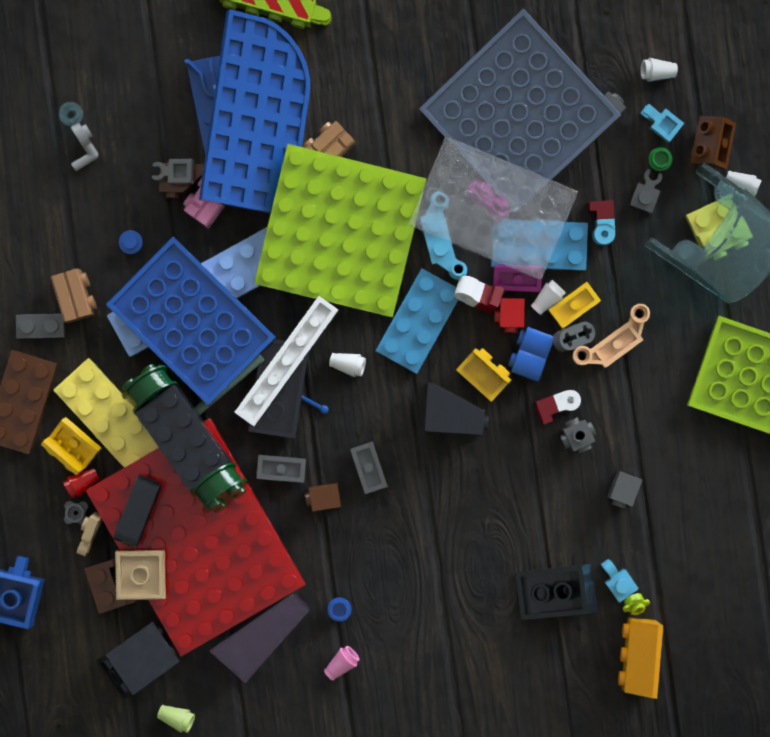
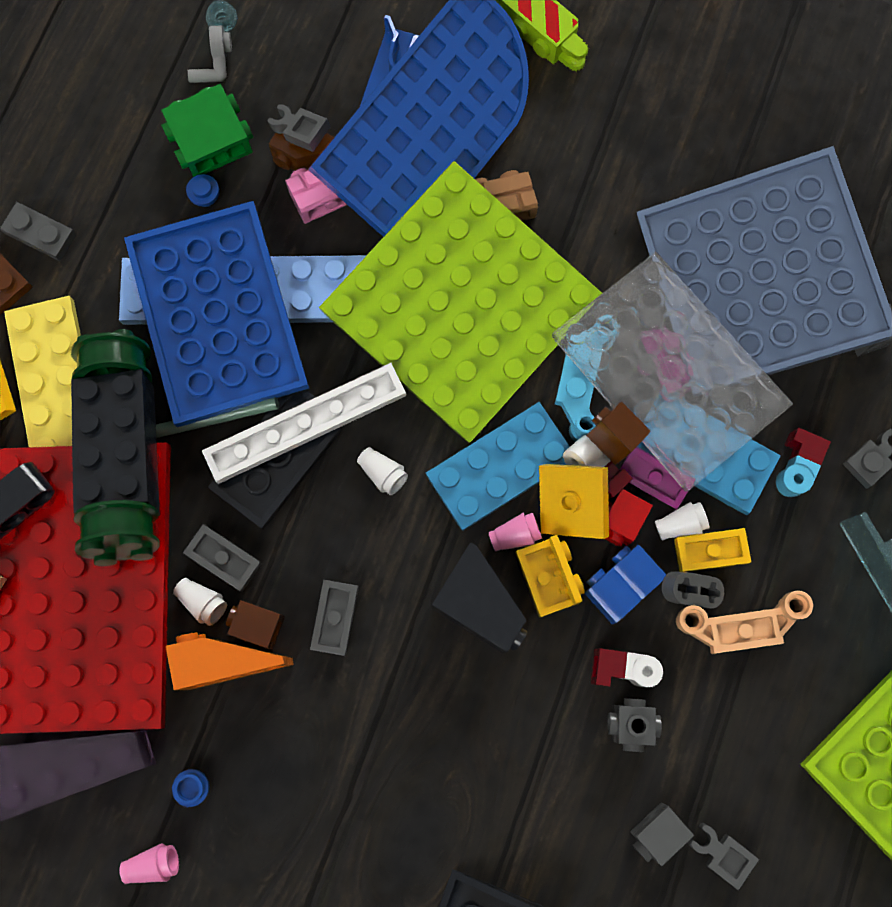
camera: 30 degrees right, 10 degrees down
(73, 295) = (96, 214): medium nougat brick -> none
(111, 201) = (207, 130): none -> green brick
(283, 501) = (200, 601): none -> white cone
(313, 530) = (207, 661): none -> orange slope
(322, 408) = (319, 511): blue hinge -> none
(450, 358) = (516, 533): none -> bright pink cone
(475, 321) = (574, 500): none -> yellow plate
(480, 266) = (617, 432): none -> reddish brown brick
(669, 481) = (726, 857): none -> dark grey plate

